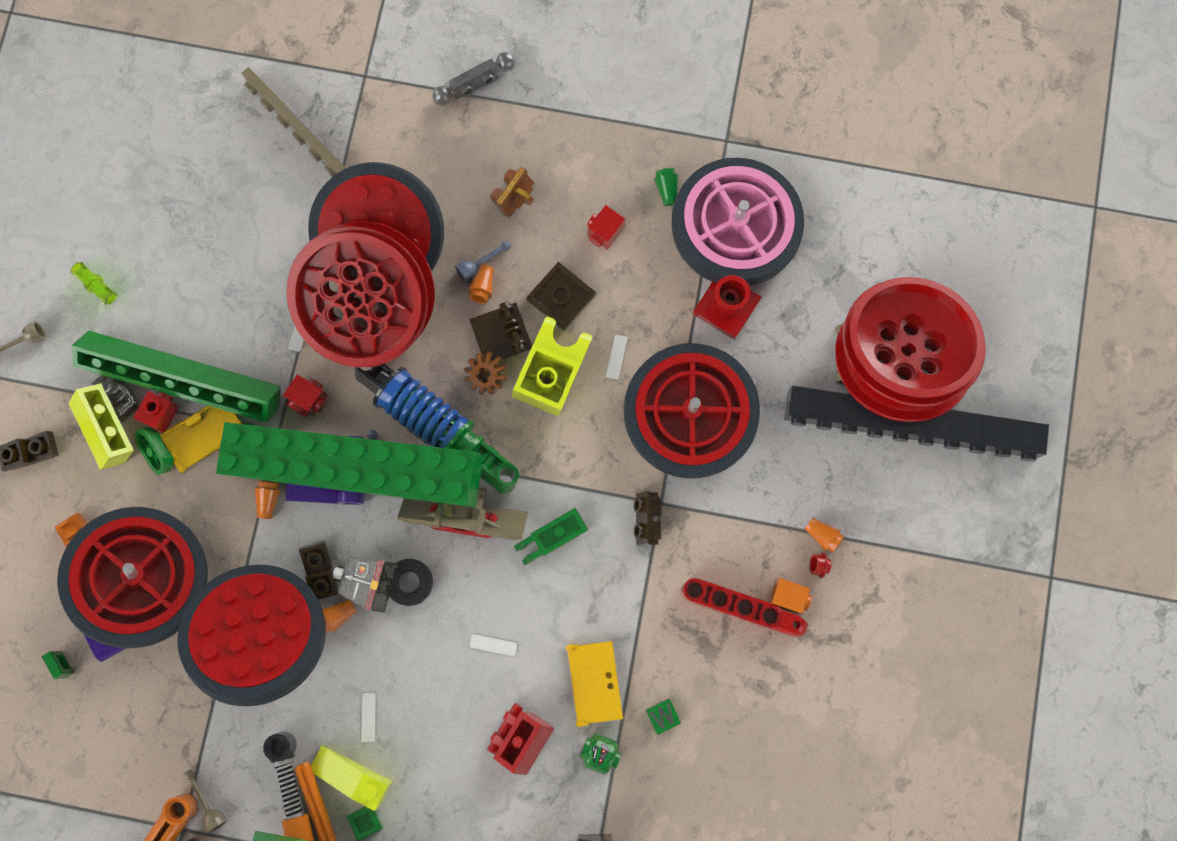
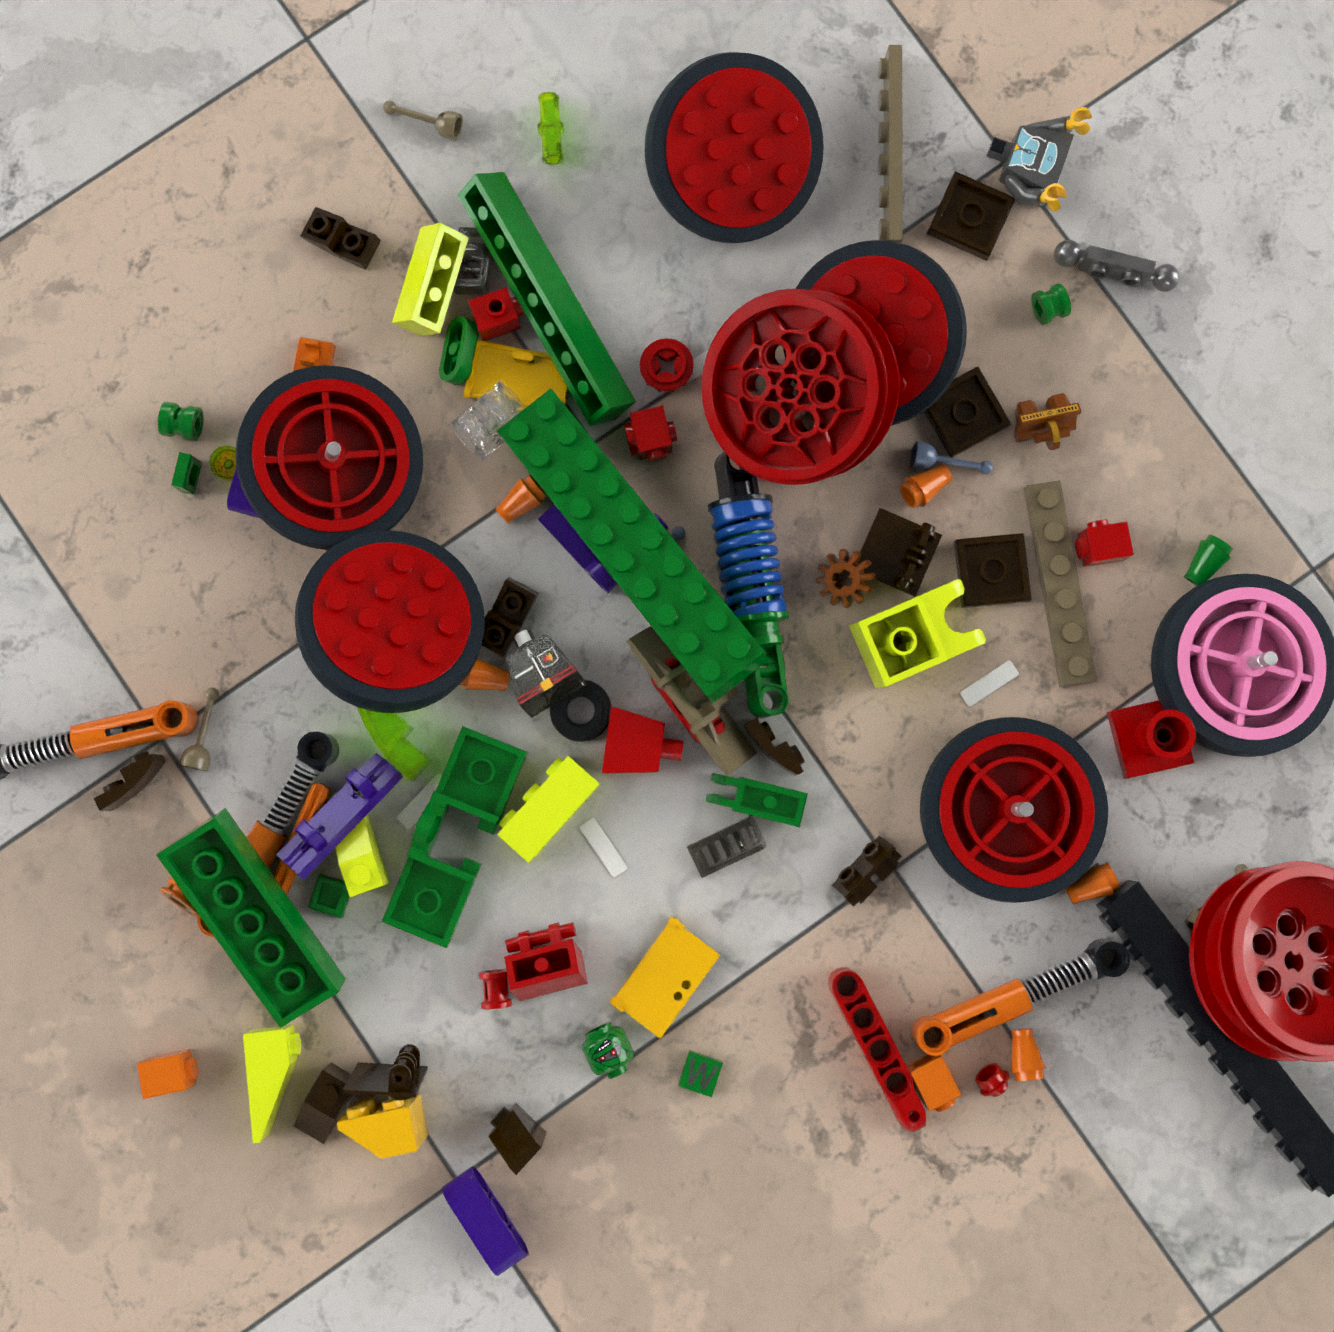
camera: 40 degrees right, 5 degrees up
(25, 639) = (180, 421): none -> green wheel
(74, 639) = (223, 463): none -> clear neon green tile
(202, 476) = (480, 422): none -> clear brick
(205, 201) = (734, 147): none -> red wheel
(273, 342) = (666, 350): none -> red gear
(315, 699) = (390, 735): none -> clear neon green slope
(326, 771) = (339, 815): none -> dark purple hinge
(372, 122) = (971, 216): none -> dark brown tile
(378, 61) = (1037, 158): none -> dark grey torso
(422, 762) = (429, 890): none -> green plate
(440, 653) = (547, 808): none -> neon yellow brick
(457, 570) = (637, 744): none -> red torso
(458, 129) = (1051, 304): none -> green wheel
(468, 227) = (967, 413): none -> dark brown tile
(506, 782) = (495, 989): none -> red bush
(542, 500) = (782, 755): none -> dark brown slope
(550, 599) = (754, 833): none -> clear smoke slope
(603, 270) = (1060, 584): none -> dark tan plate
(771, 409) = (1093, 884): none -> orange cone
(789, 508) = (1016, 997): none -> piece

